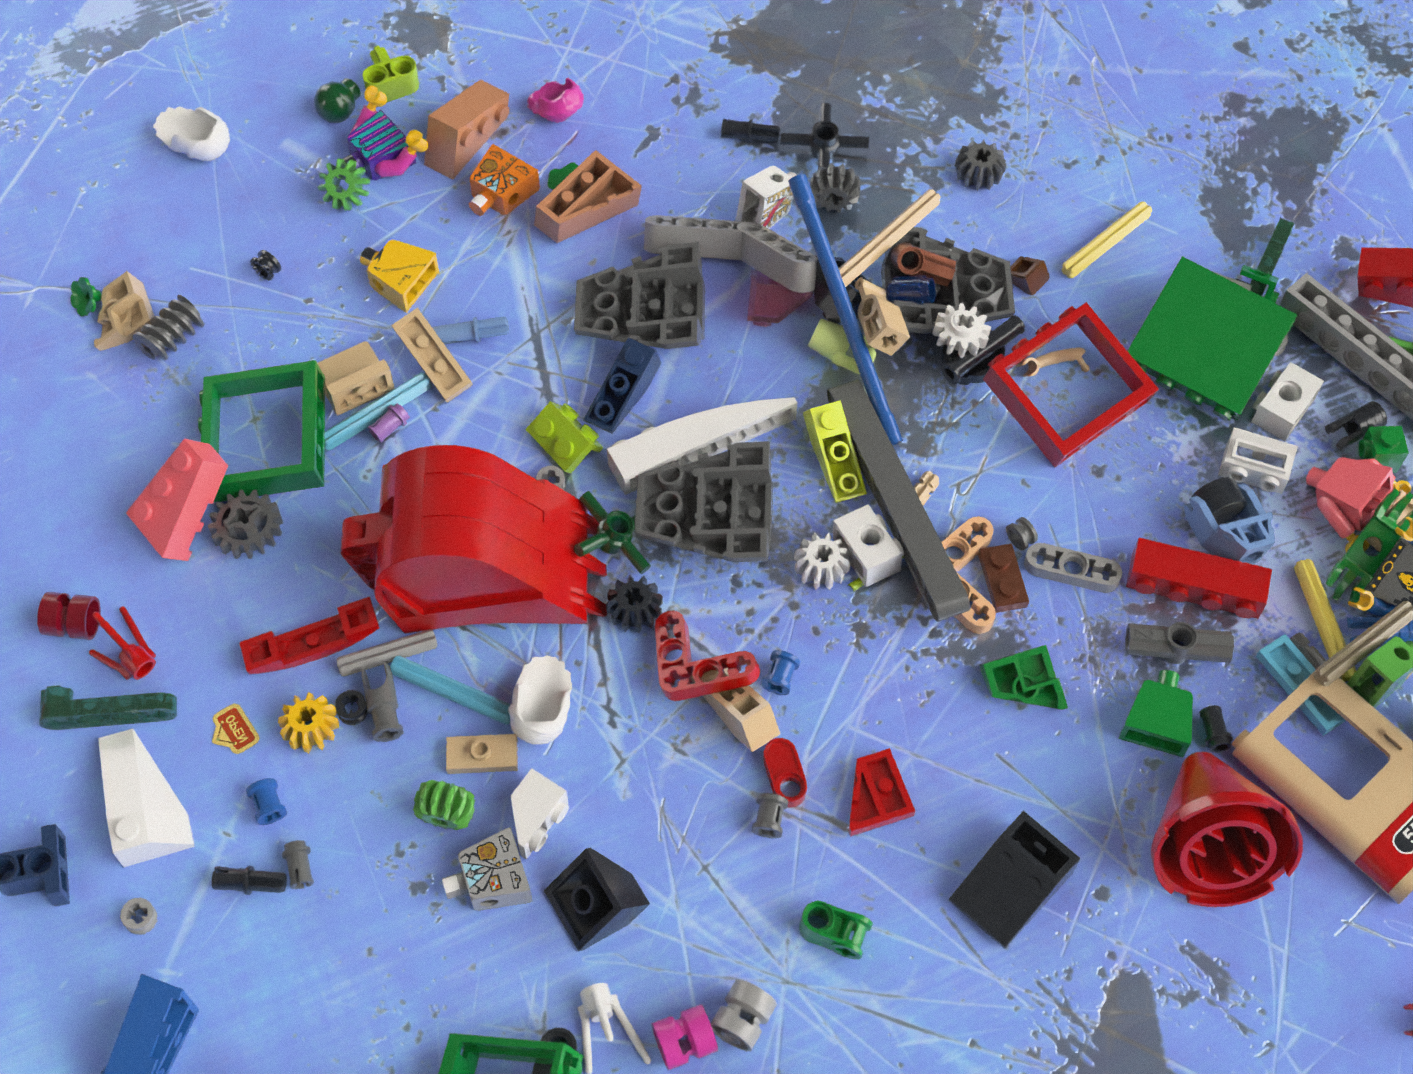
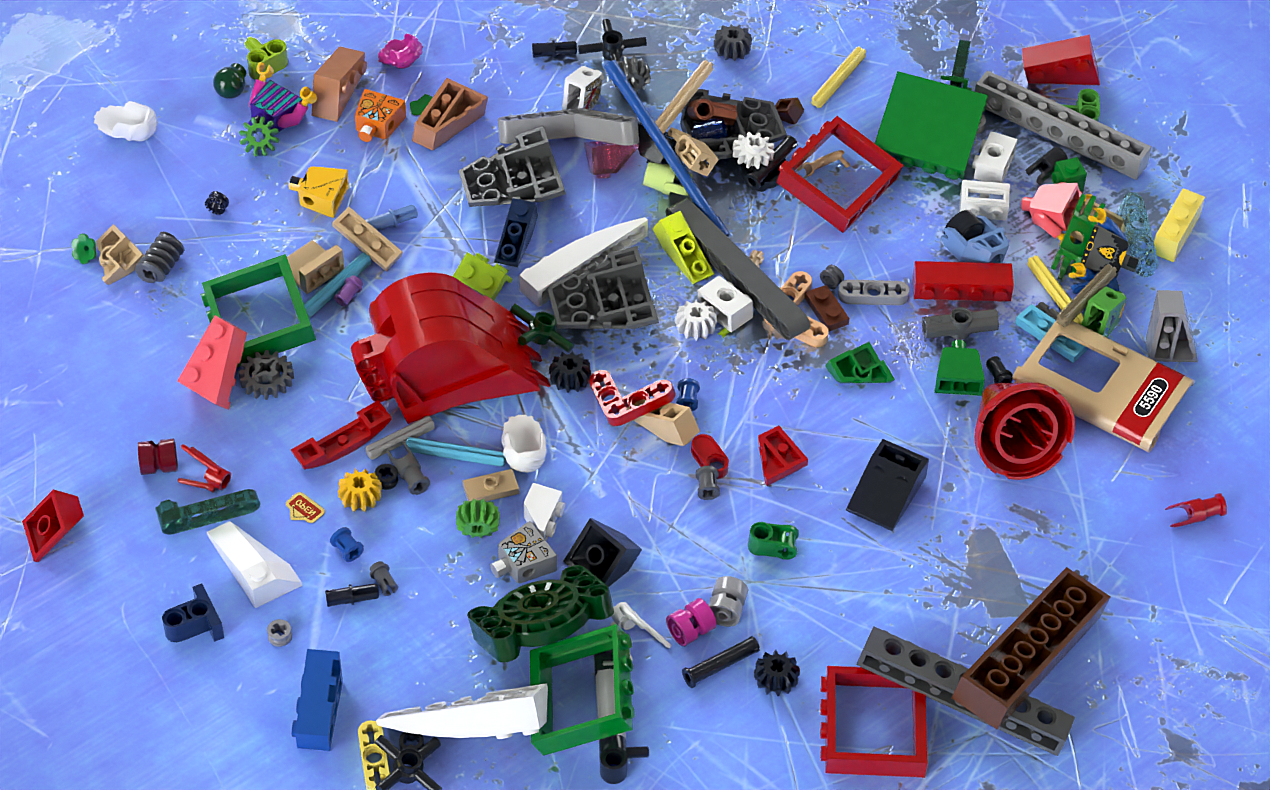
camera: 15 degrees left, 10 degrees down
(443, 990) = (540, 613): none -> dark green piece

